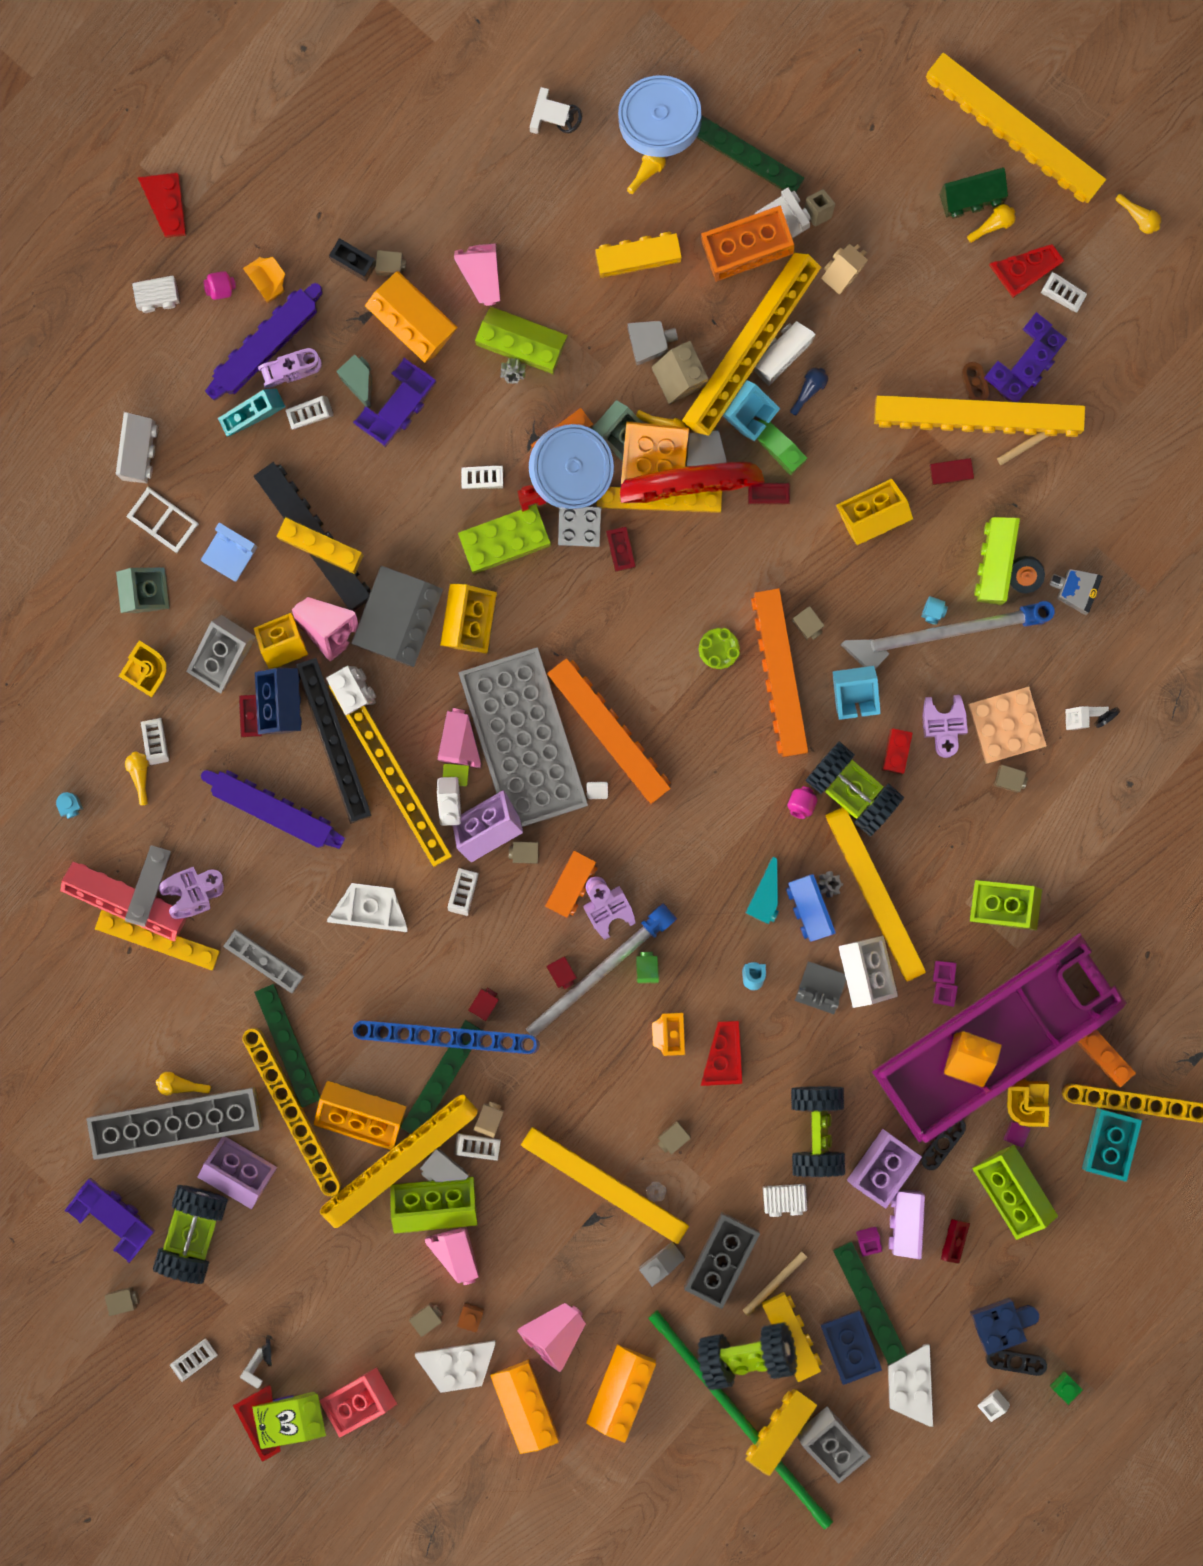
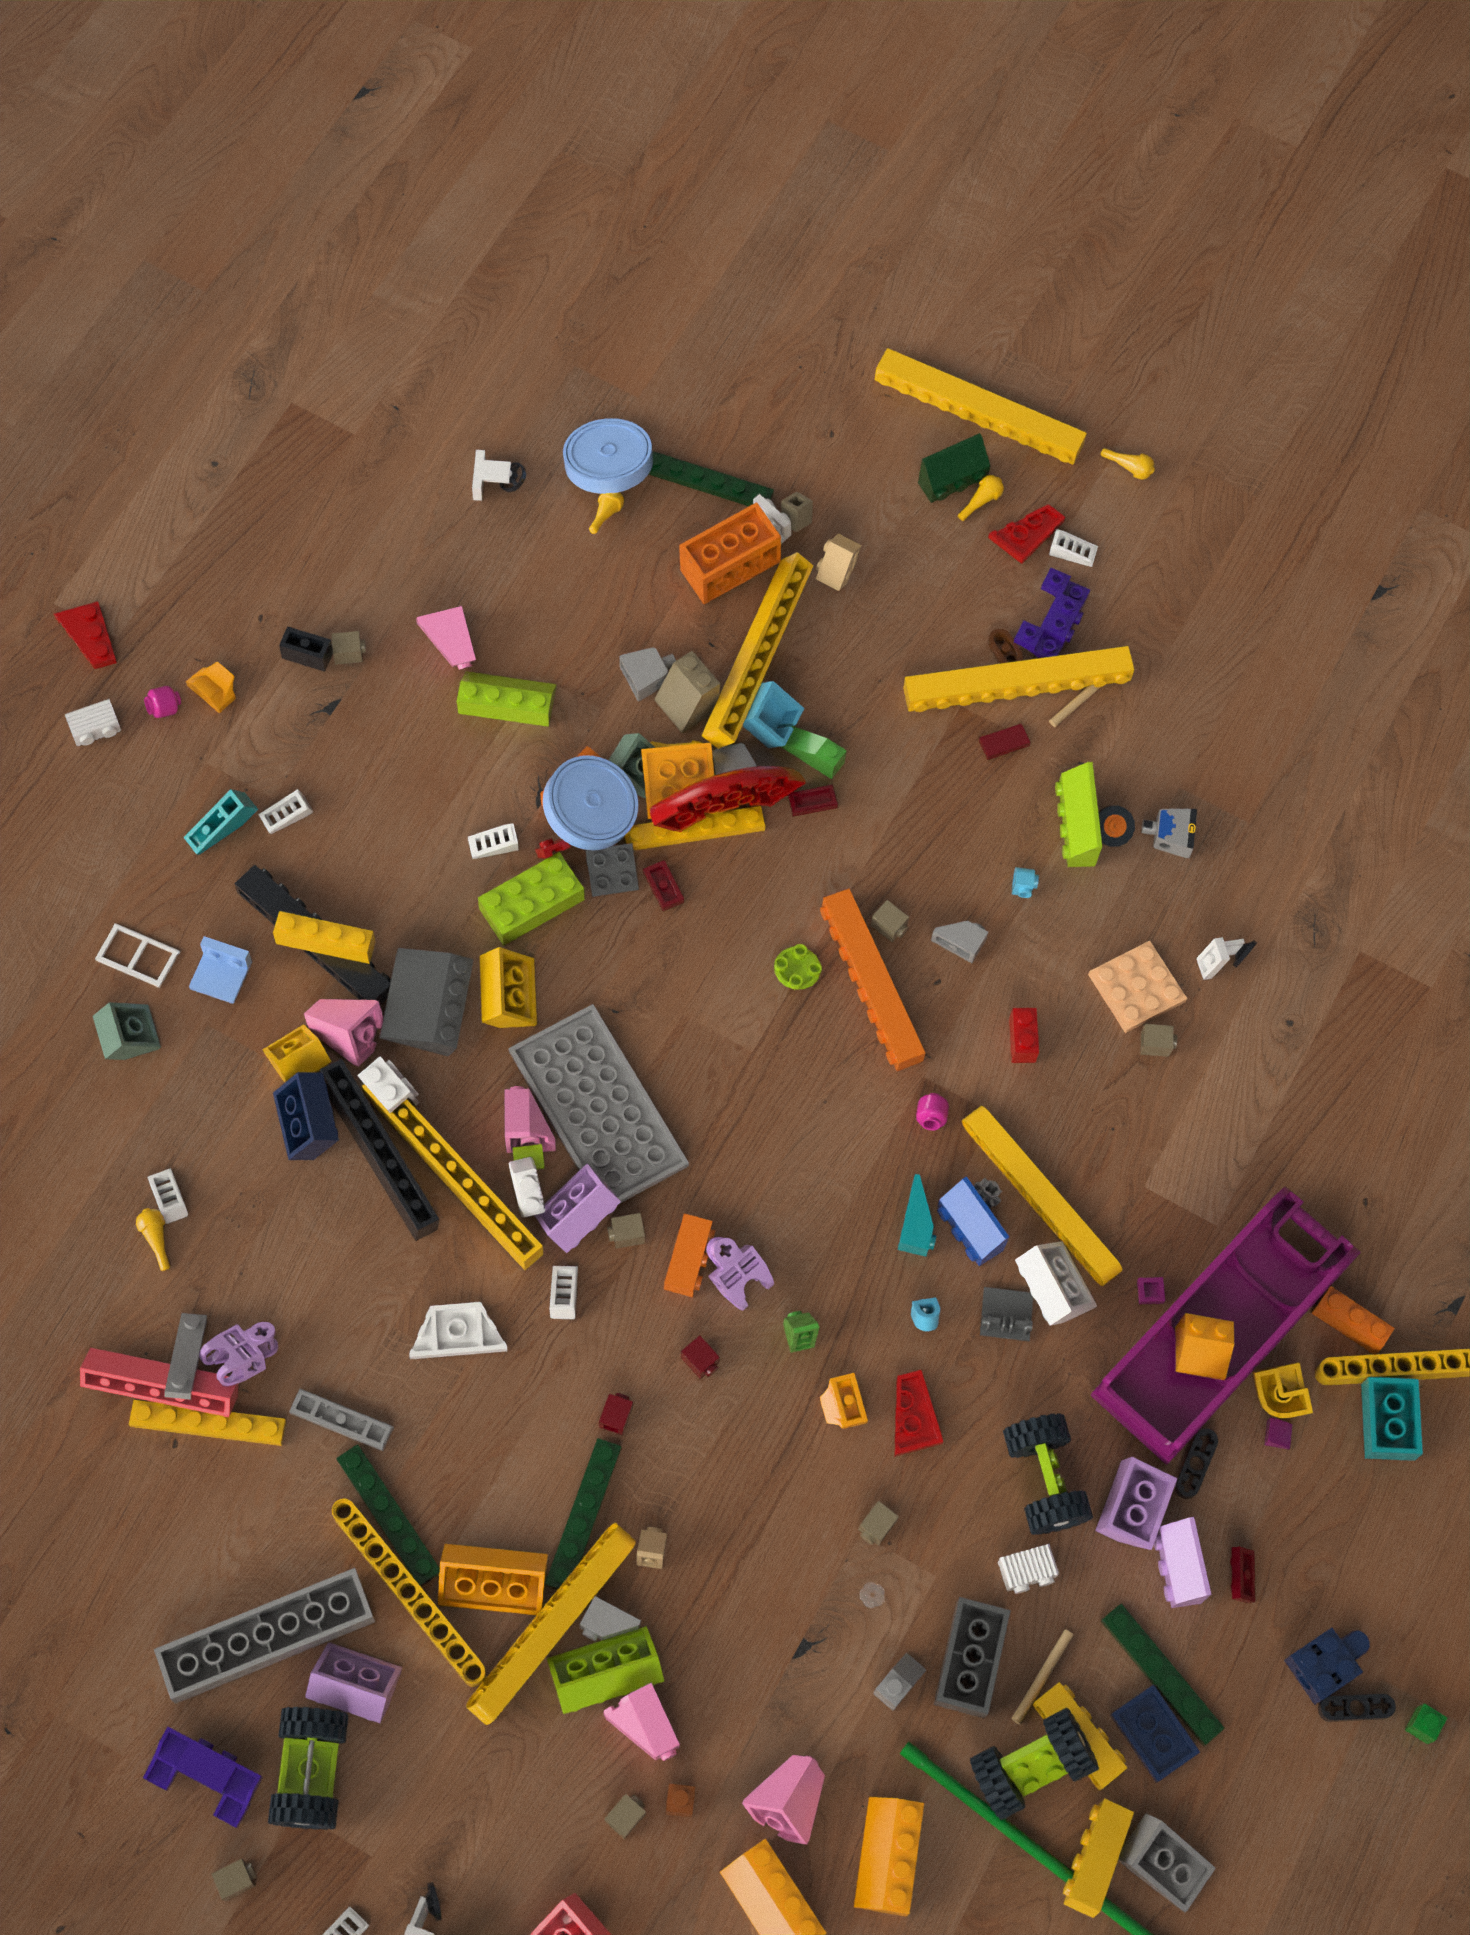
camera: 20 degrees left, 20 degrees down
(68, 805) = (75, 1286): medium azure plate -> none
(136, 448) = (95, 881): white slope -> none
(144, 669) = (142, 1114): yellow brick -> none
(170, 1084) = (252, 1590): yellow piece -> none
(220, 653) = (228, 1082): light grey slope -> none
(248, 716) = (274, 1145): dark red plate -> none
(265, 342) = (223, 749): dark purple hinge -> none
(271, 810) = (320, 1242): dark purple hinge -> none
(281, 367) = (249, 768): lavender piece -> none
(357, 378) = (331, 763): sand green slope -> none
(400, 407) = (387, 784): dark purple bracket -> none
(411, 316) = (382, 691): light orange slope -> none
(436, 1034) = (567, 1454): blue beam -> none
(457, 1366) = (676, 1869): white wing -> none
(459, 1146) = (633, 1597): white slope -> none
(513, 370) = (501, 722): light grey gear -> none
(597, 790) = (695, 1145): white slope -> none
(605, 1185) = (809, 1599): yellow beam -> none
(608, 730) = (694, 1078): orange brick -> none
(638, 255) = (615, 591): yellow brick -> none
(658, 921) = (800, 1275): flat silver piece -> none
(783, 352) = (795, 654): white slope -> none
(815, 380) = (835, 677): dark blue piece -> none
(854, 789) = (987, 1080): plate -> none
(859, 687) = (961, 975): medium azure piece -> none
(869, 1241) = (1141, 1600): magenta slope -> none
(874, 511) = (933, 795): yellow slope -> none
(911, 1385) = (1240, 1766): white wing -> none
(944, 972) = (1143, 1265): magenta plate -> none
(946, 733) = (1069, 999): lavender piece -> none
(994, 1405) = (1346, 1769): white slope -> none
(1006, 905) = (1192, 1176): lime slope -> none
(1015, 1192) = (1296, 1501): lime slope -> none
(1027, 616) = (1126, 867): flat silver piece -> none

